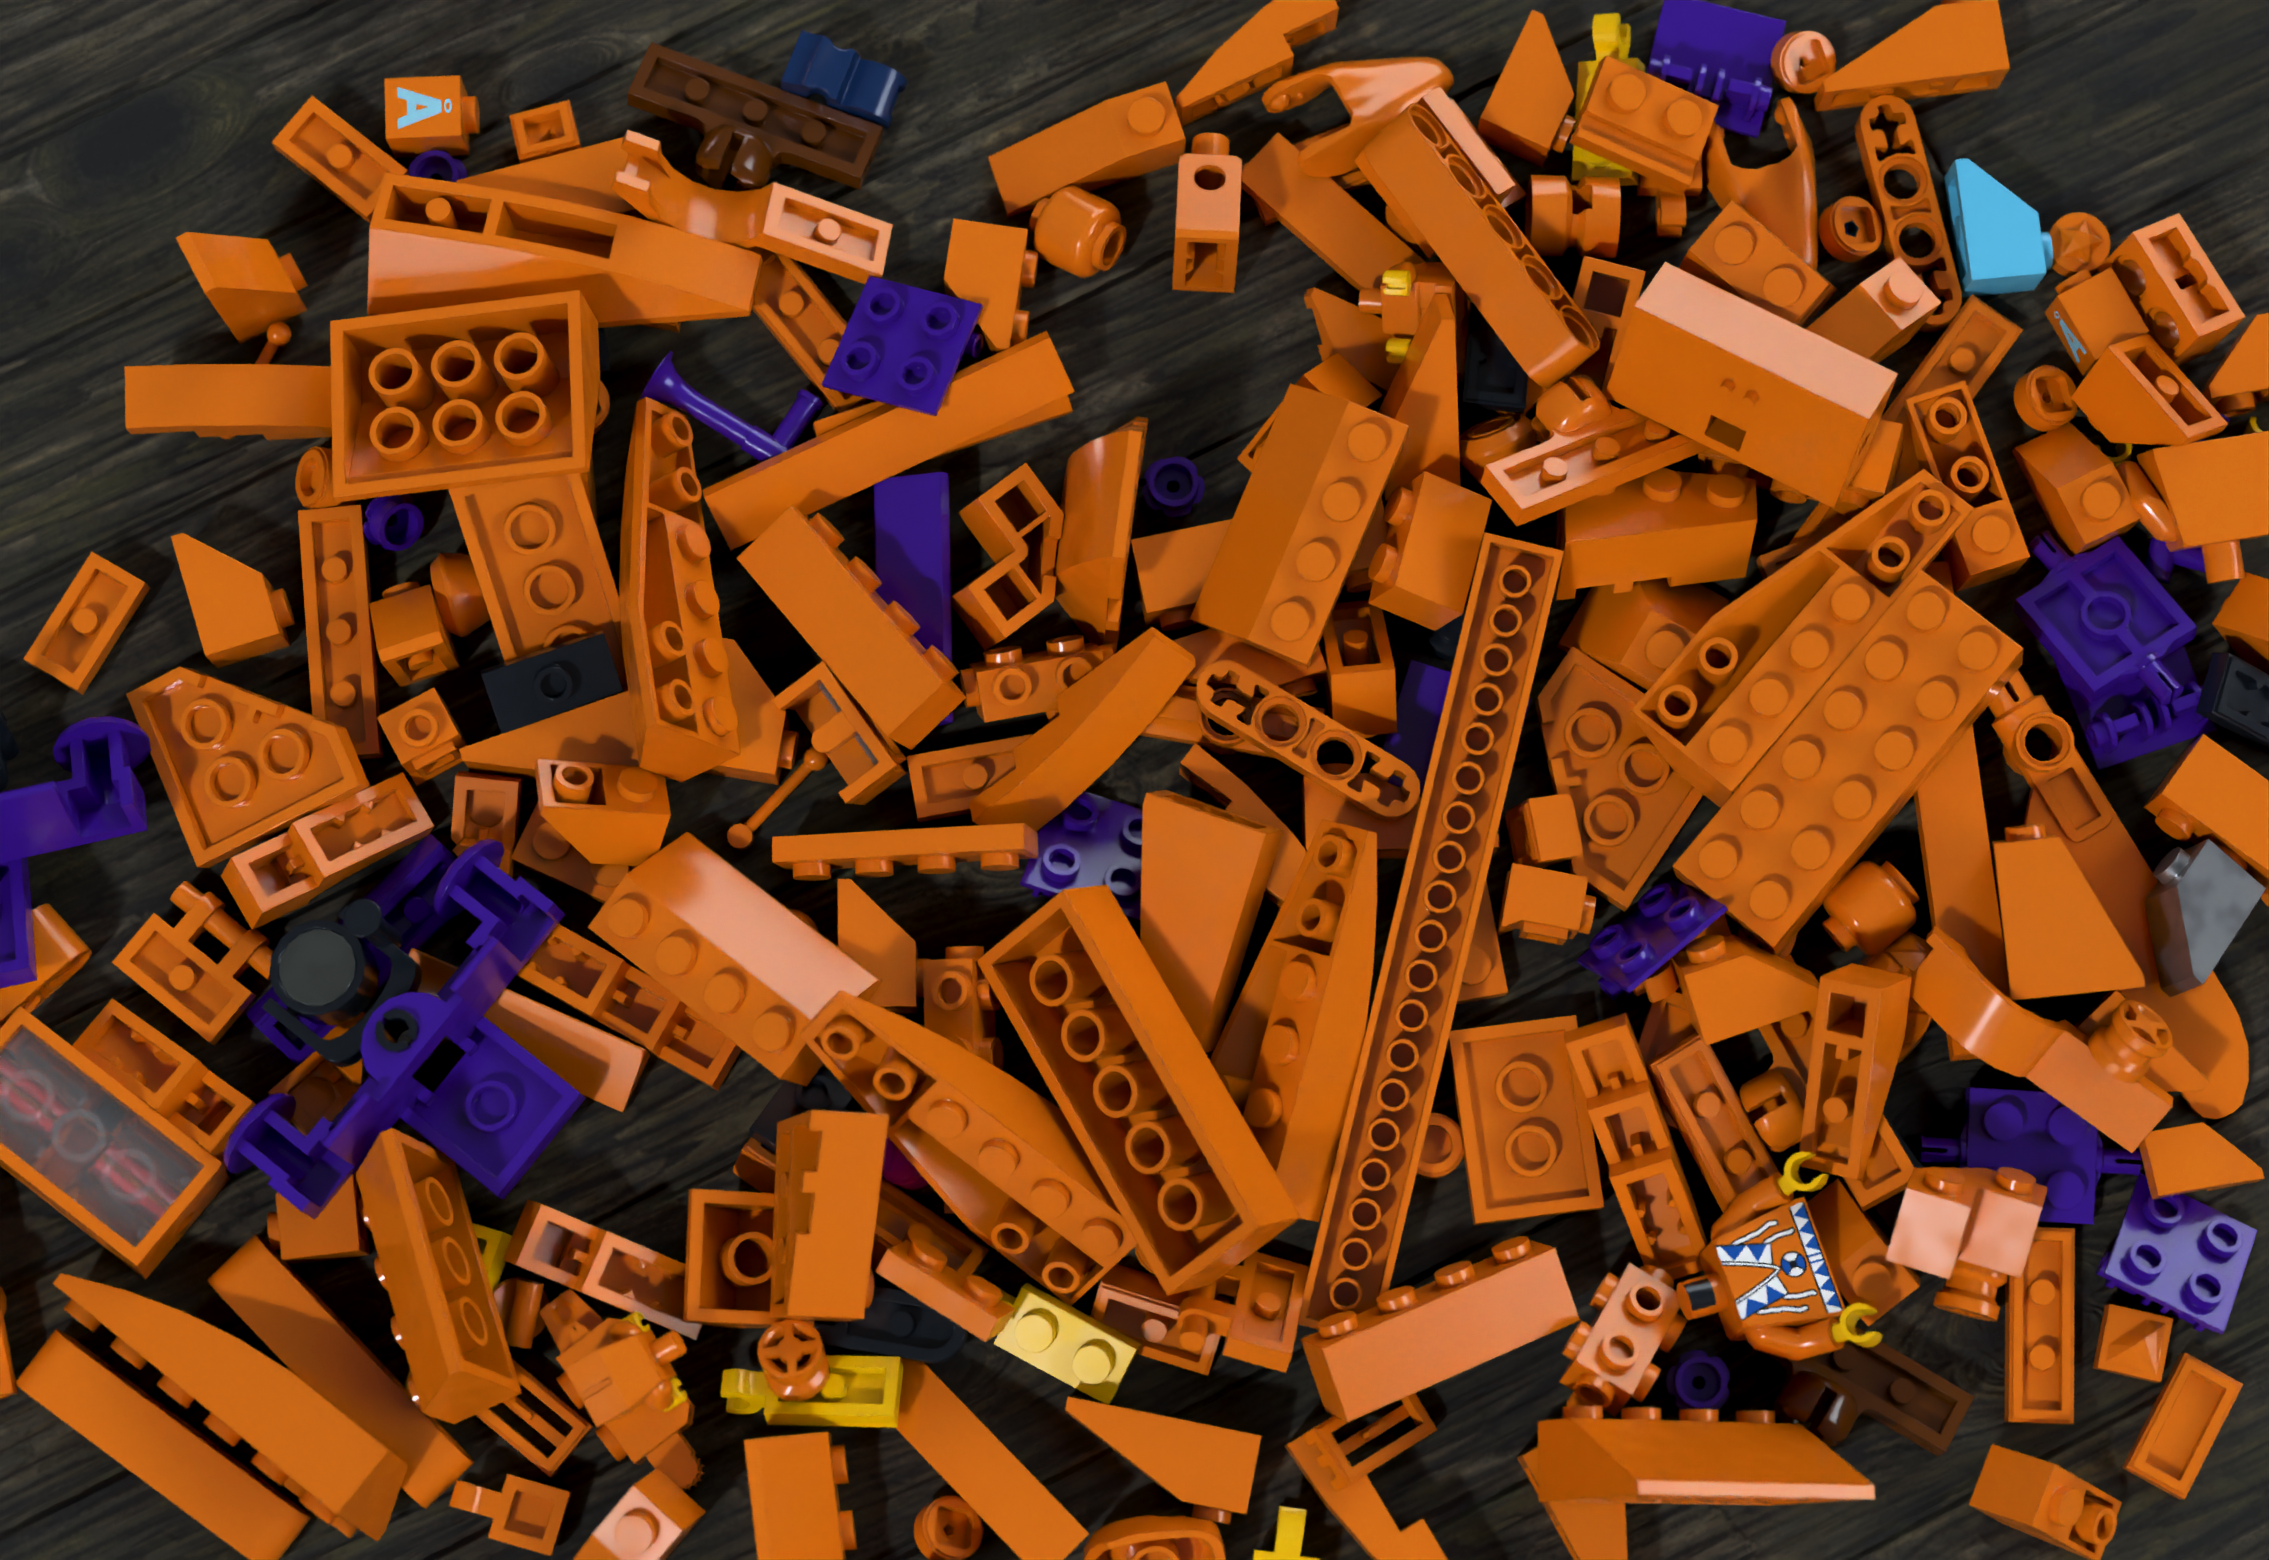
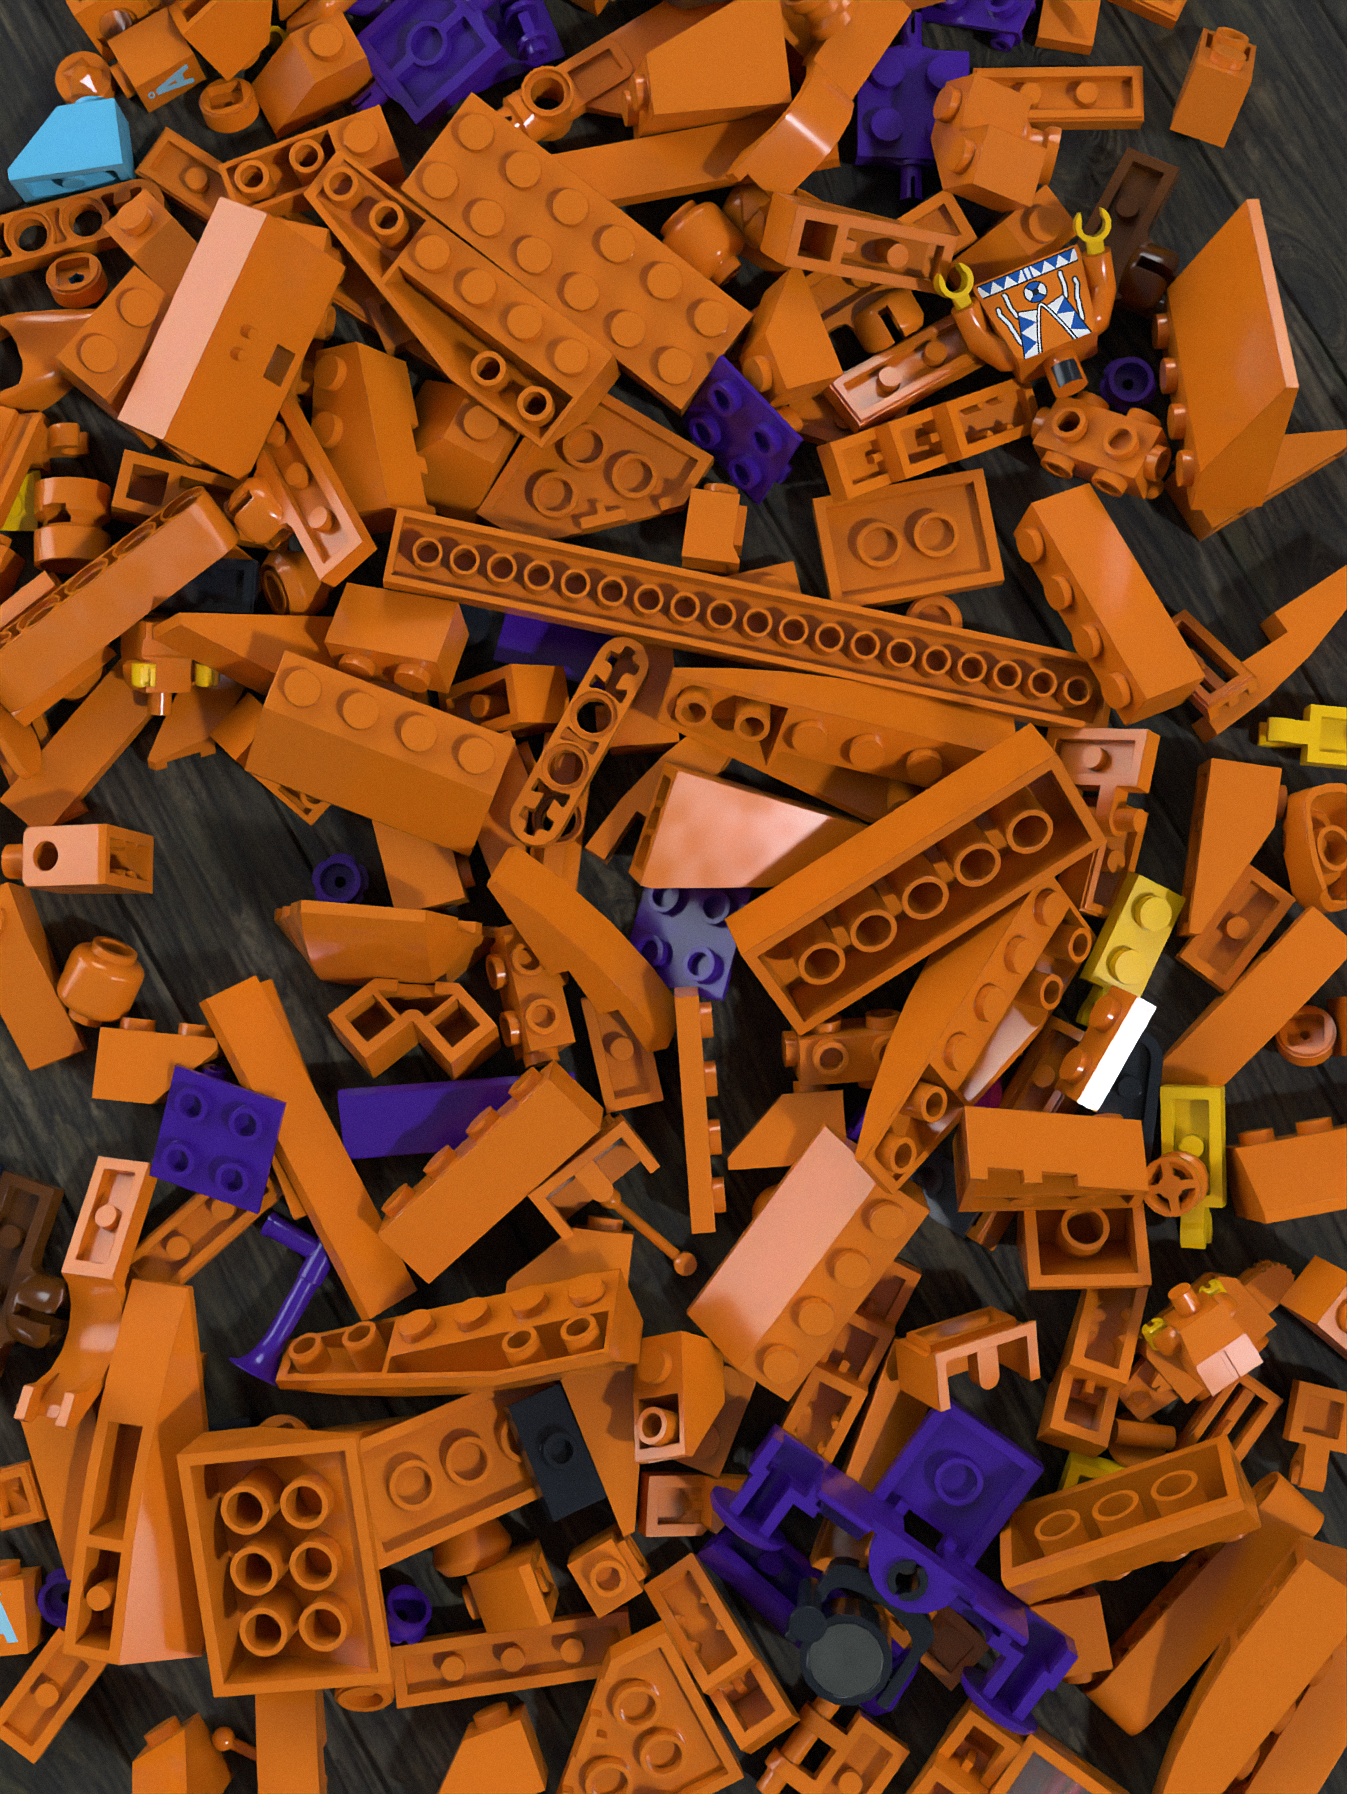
camera: 85 degrees left, 5 degrees up
(631, 1122) = (961, 1344): none -> orange window
(1072, 1459) = (1236, 930): none -> orange plate
(1544, 831) = (649, 530): orange slope -> none

